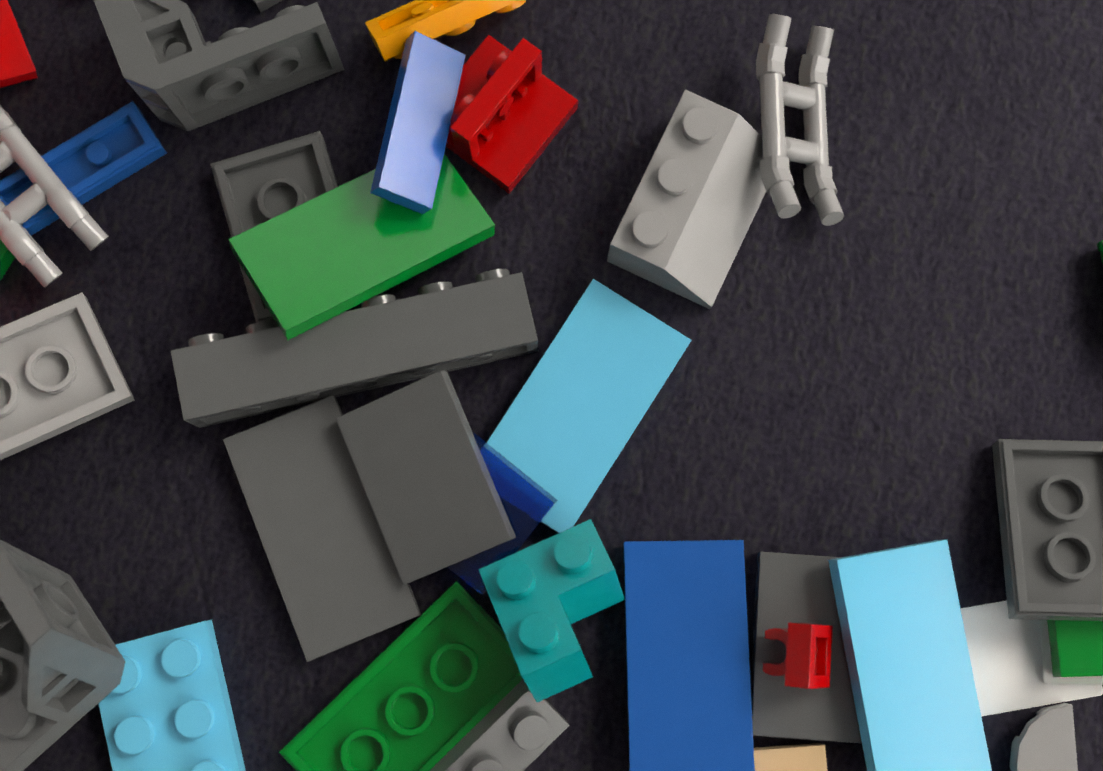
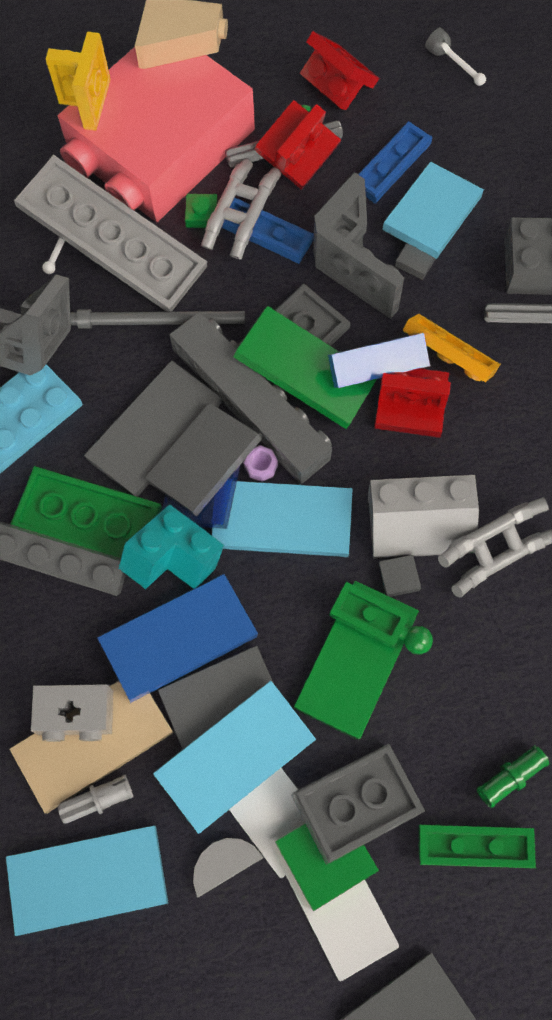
camera: 65 degrees right, 10 degrees down
(65, 539) = (86, 318): none -> dark grey bar
(479, 391) = (261, 463): none -> lavender tile
(761, 286) = (399, 576): none -> dark grey tile
(807, 655) = (212, 690): red tile -> none
(823, 352) = (379, 620): none -> green plate
(853, 417) = (350, 674): none -> green tile

